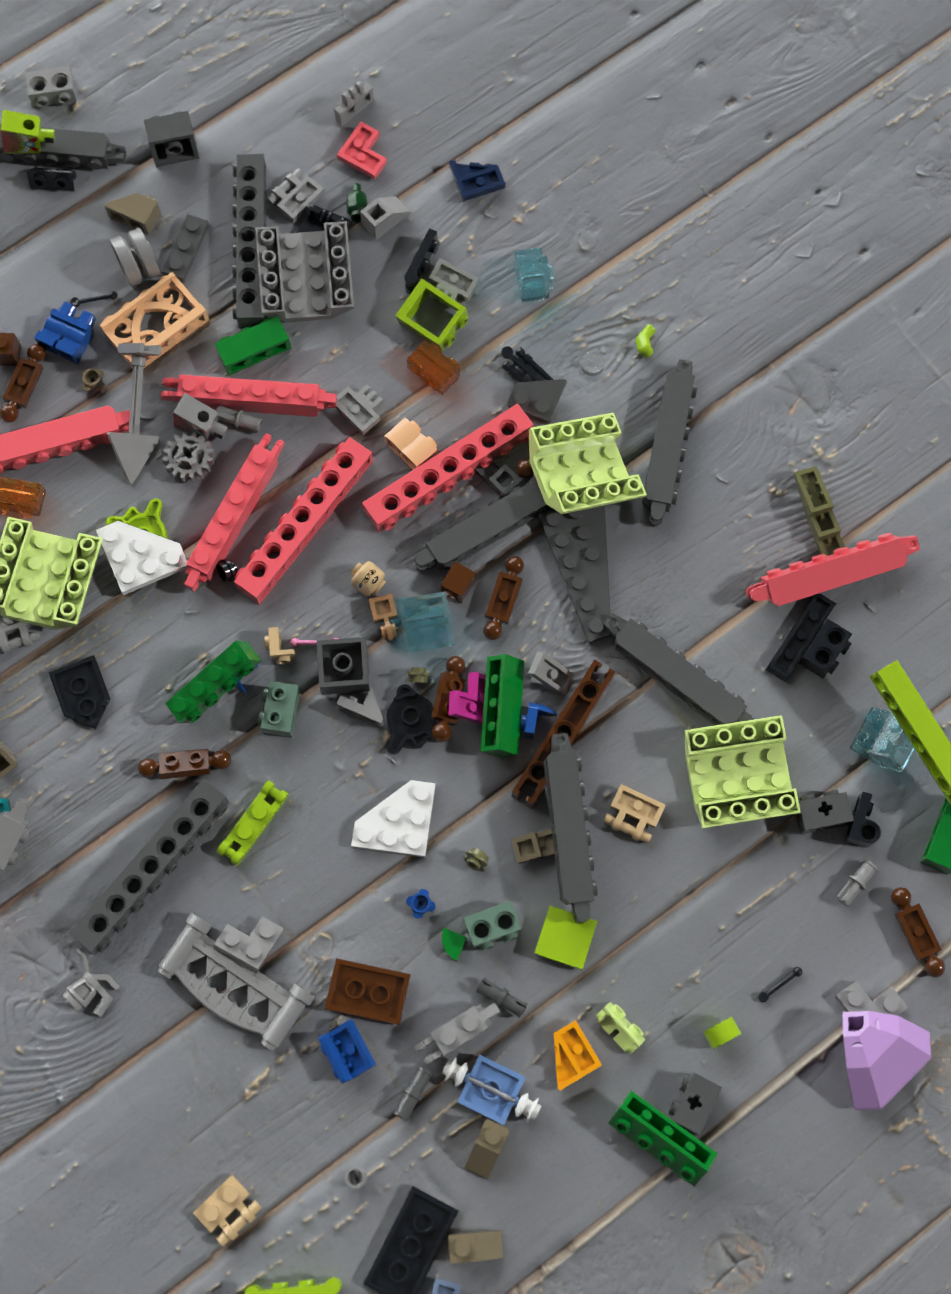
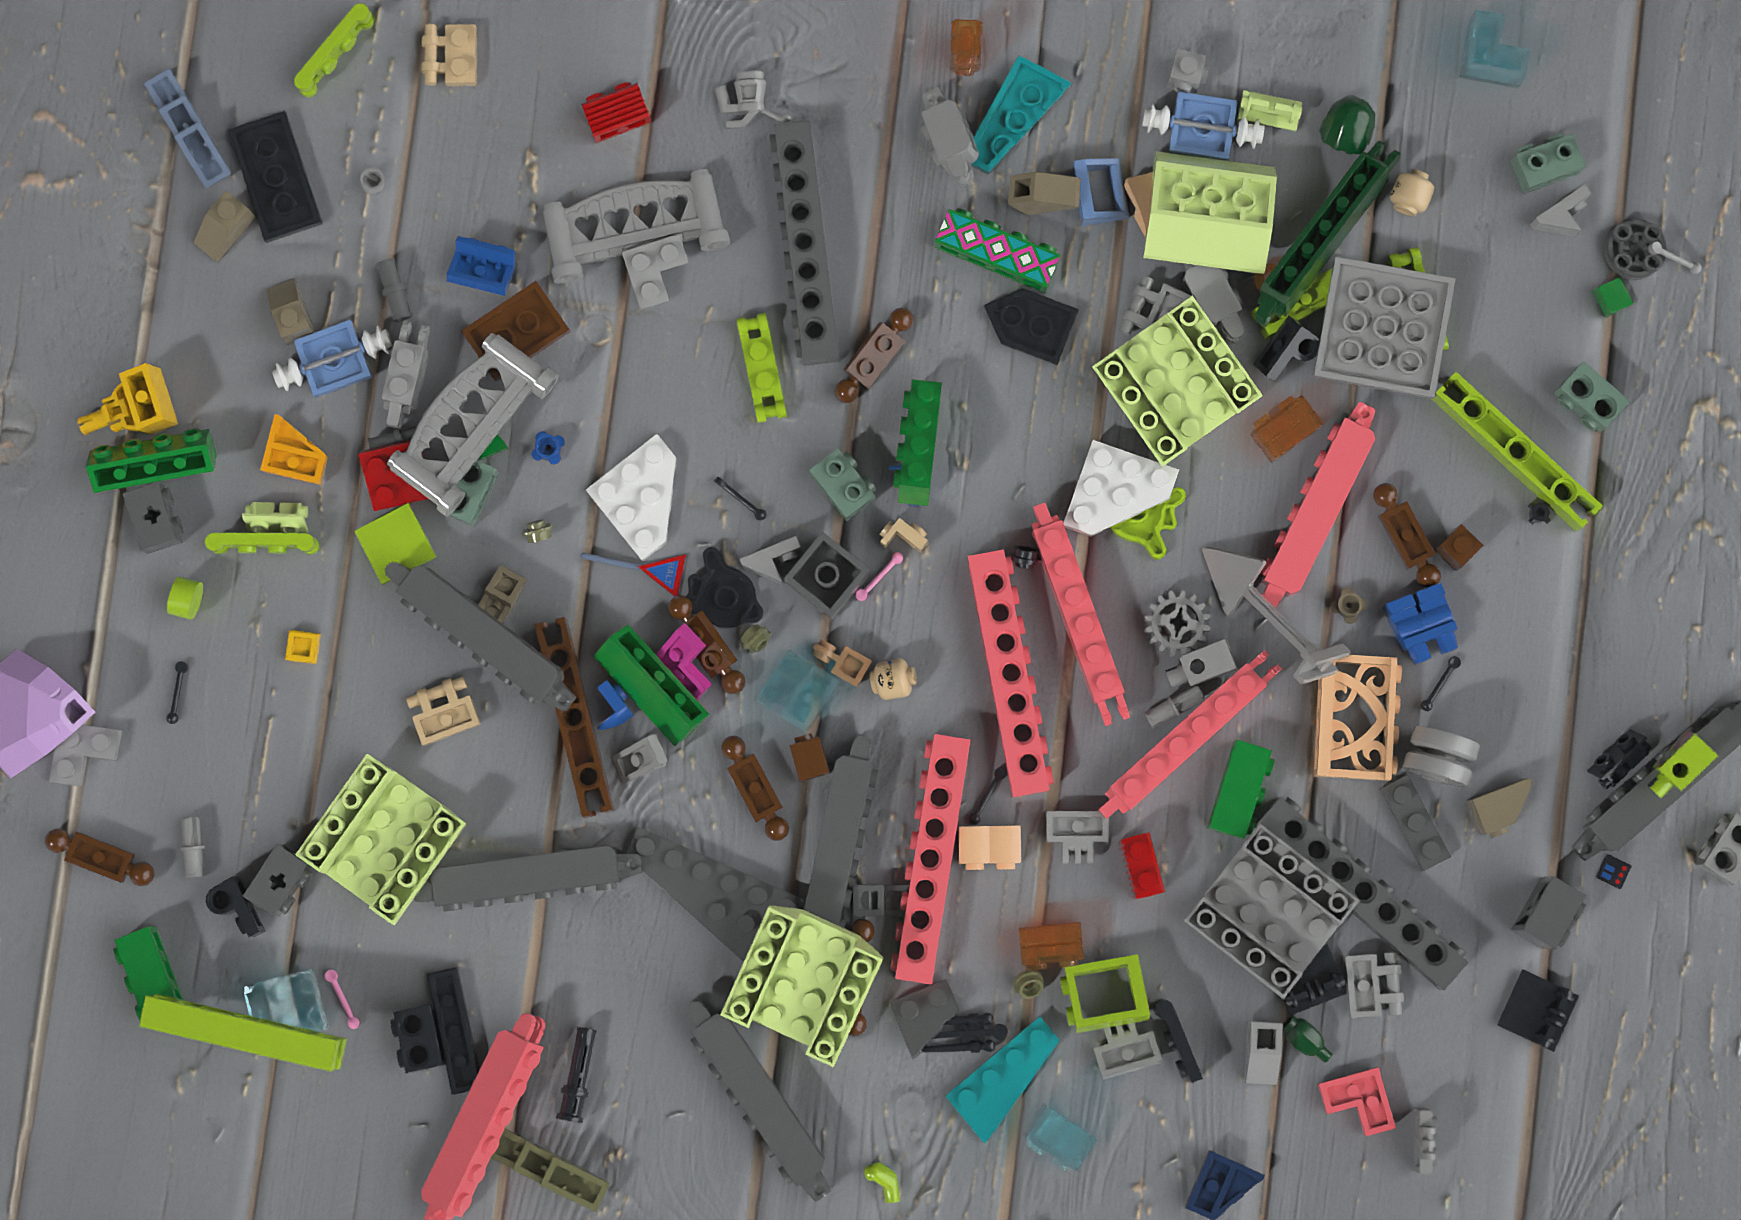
camera: 140 degrees right, 10 degrees up
(52, 749) = (997, 250): none -> brick
(118, 134) = (1614, 871): none -> black sticker
(170, 1063) = (616, 111): none -> red brick
(230, 108) = (1538, 1010): none -> black hinge
(343, 743) = (759, 514): none -> black hinge
(344, 358) = (1141, 866): none -> red brick
(366, 477) = (999, 774): none -> black hinge
(394, 955) = (439, 478): none -> light grey piece
(430, 766) = (664, 572): none -> piece
(466, 360) = (1029, 983): none -> olive plate
(524, 977) = (383, 485): none -> red plate
(533, 331) = (997, 1084): none -> teal wing
(635, 1185) = (135, 404): none -> yellow brick
(651, 1027) = (248, 542): none -> lime plate
(679, 935) = (302, 647): none -> yellow tile
(765, 540) = (575, 1089): none -> black pin
(843, 733) = (331, 976): none -> bright pink hinge

